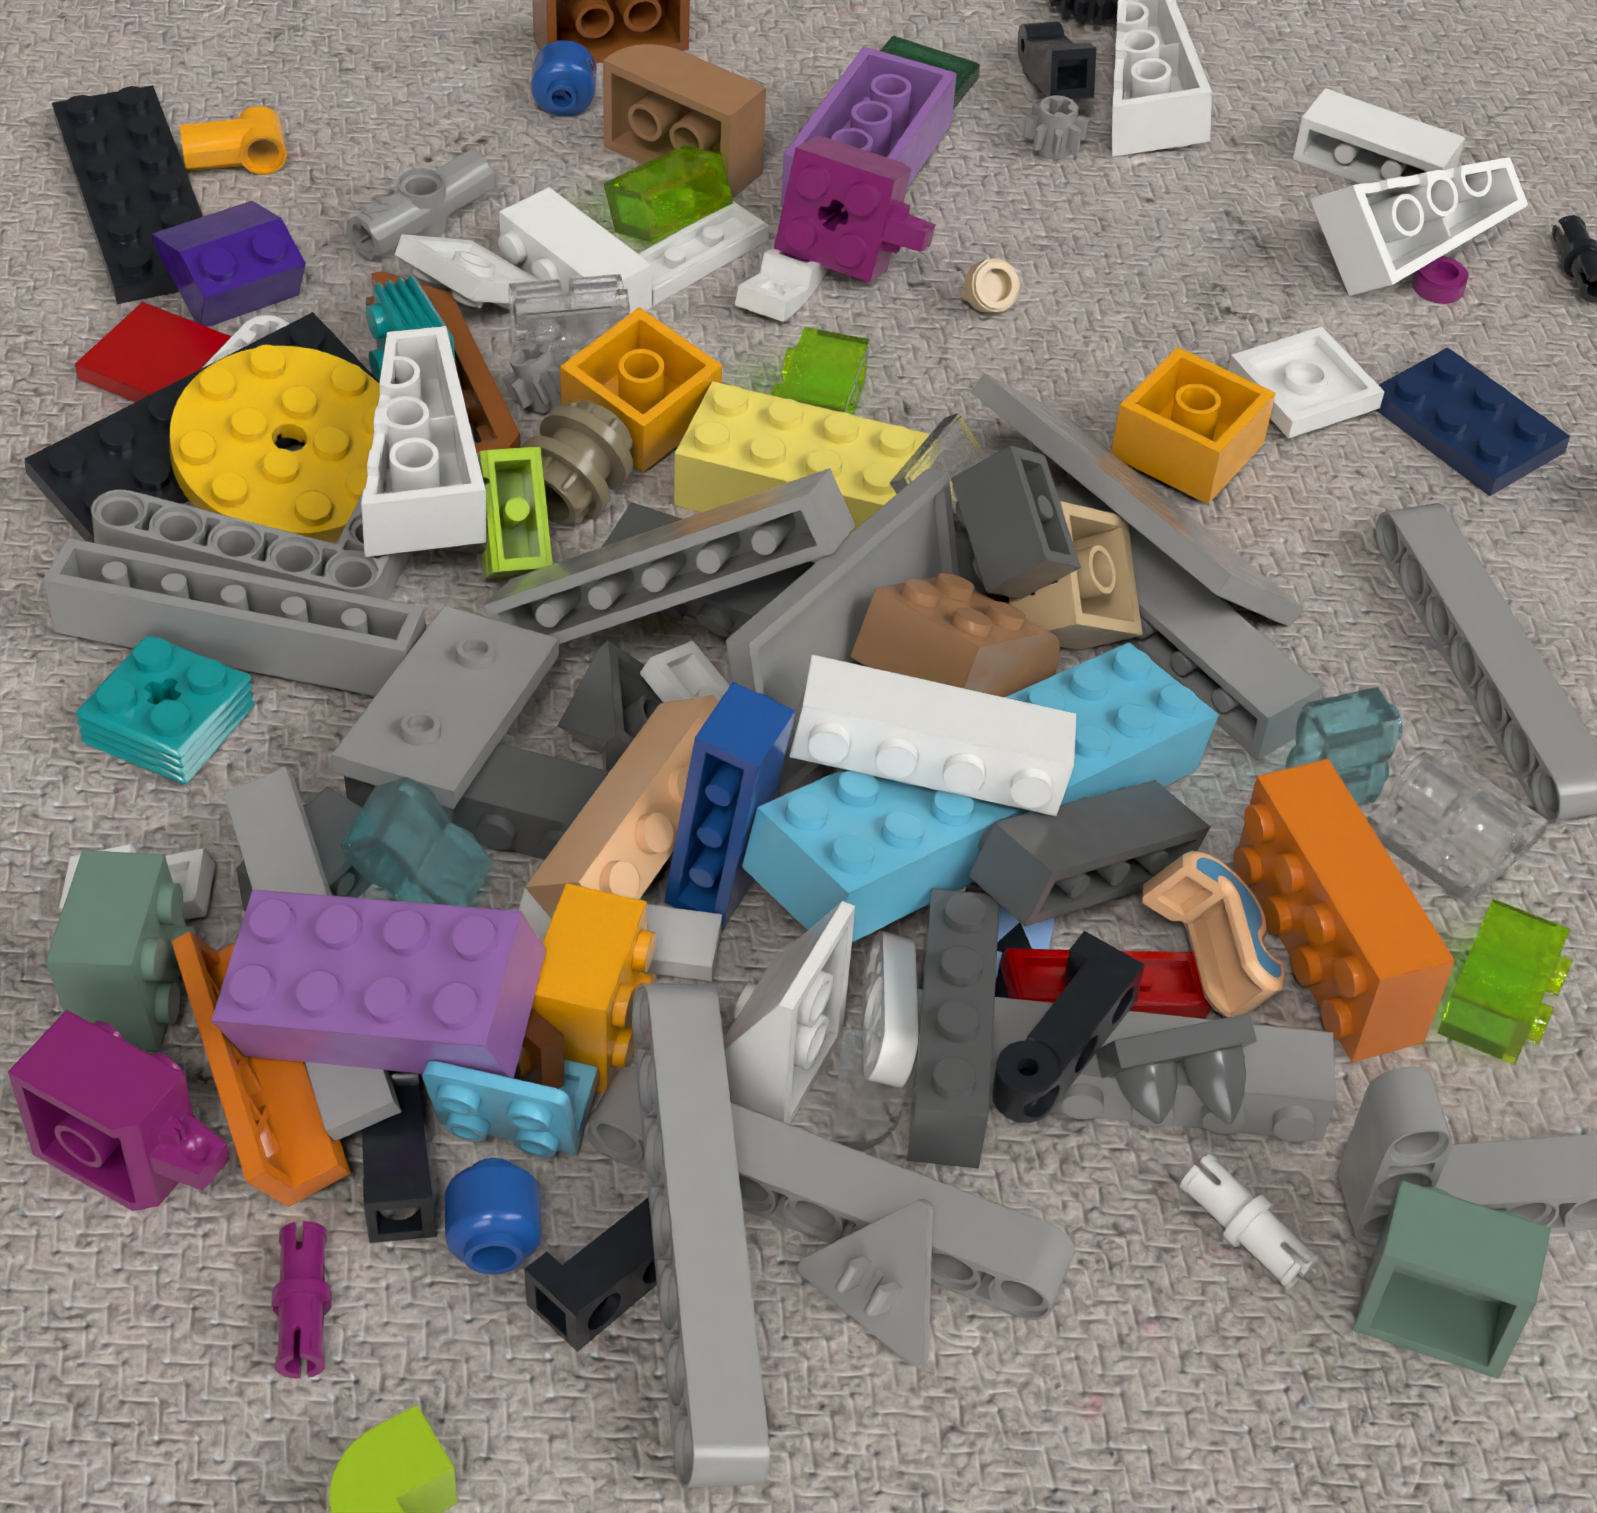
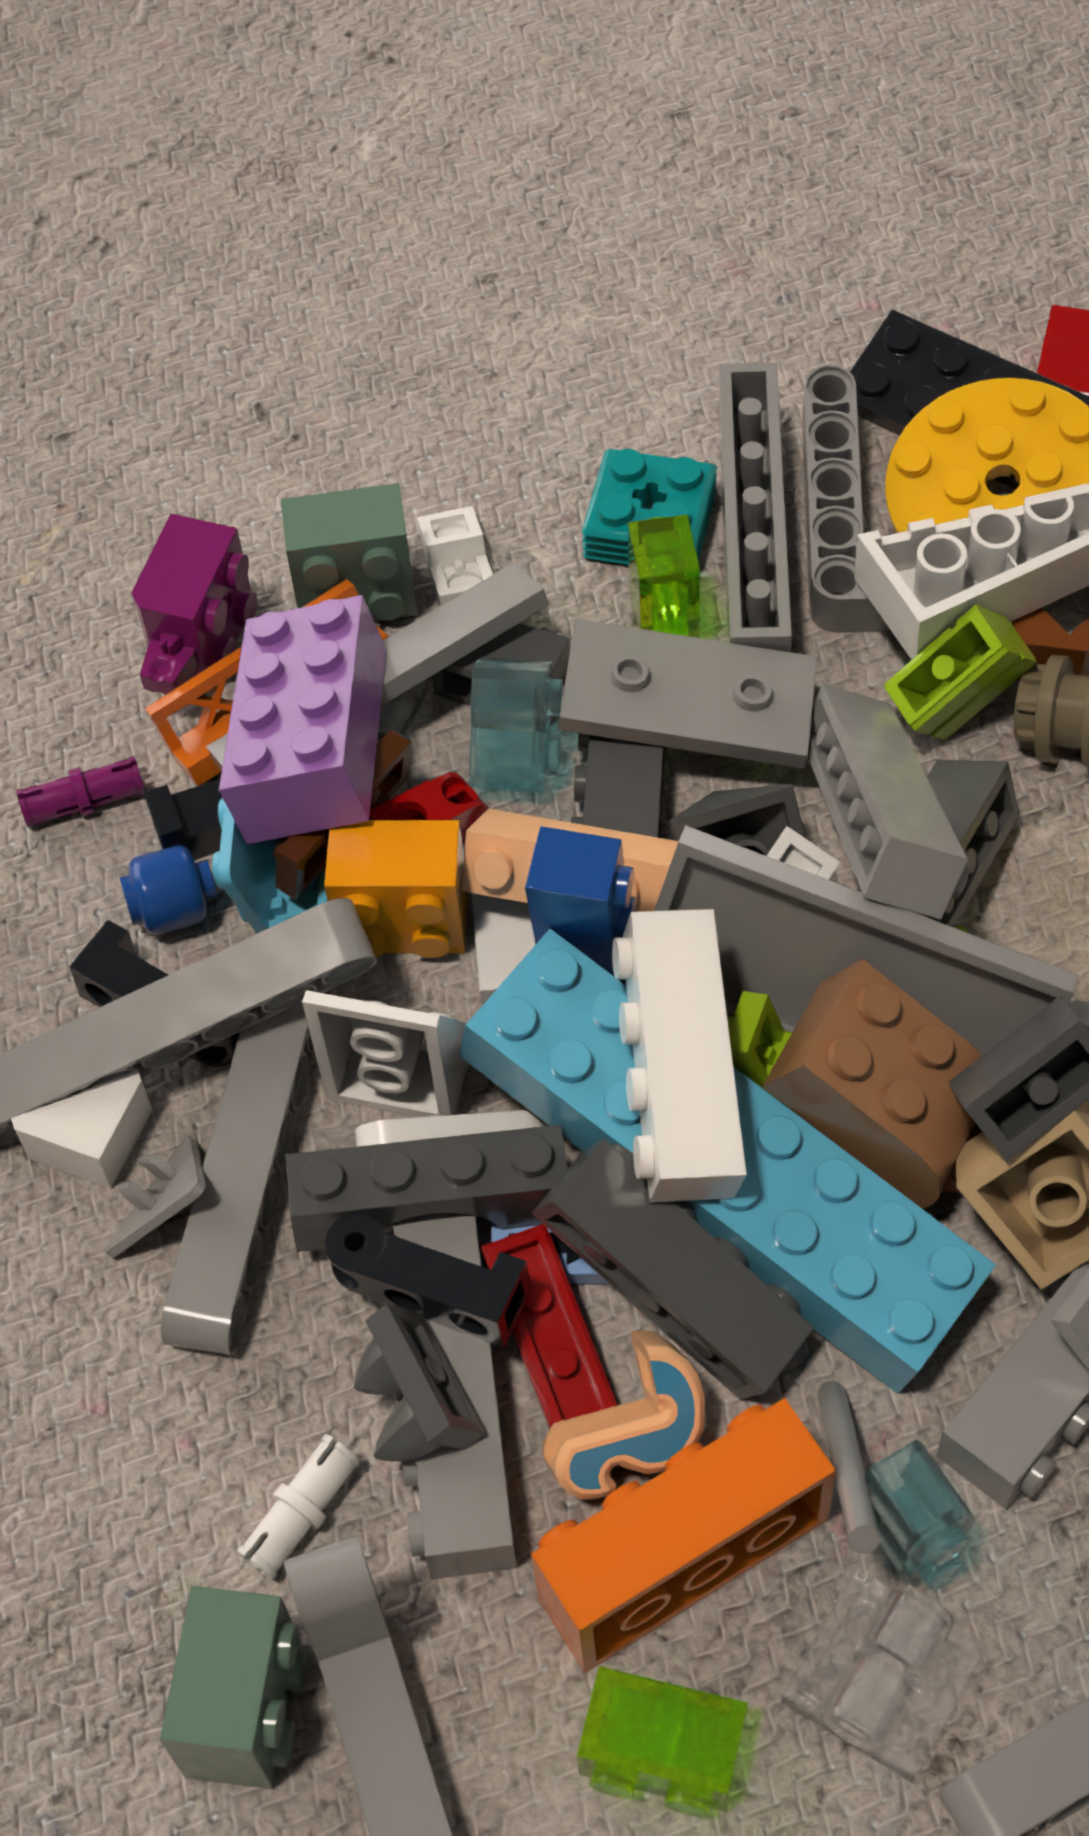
camera: 85 degrees right, 10 degrees up
(292, 696) = (664, 575): none -> clear neon green brick
(794, 1342) = (88, 1130): none -> white slope
(1341, 755) = (849, 1474): none -> light grey bar

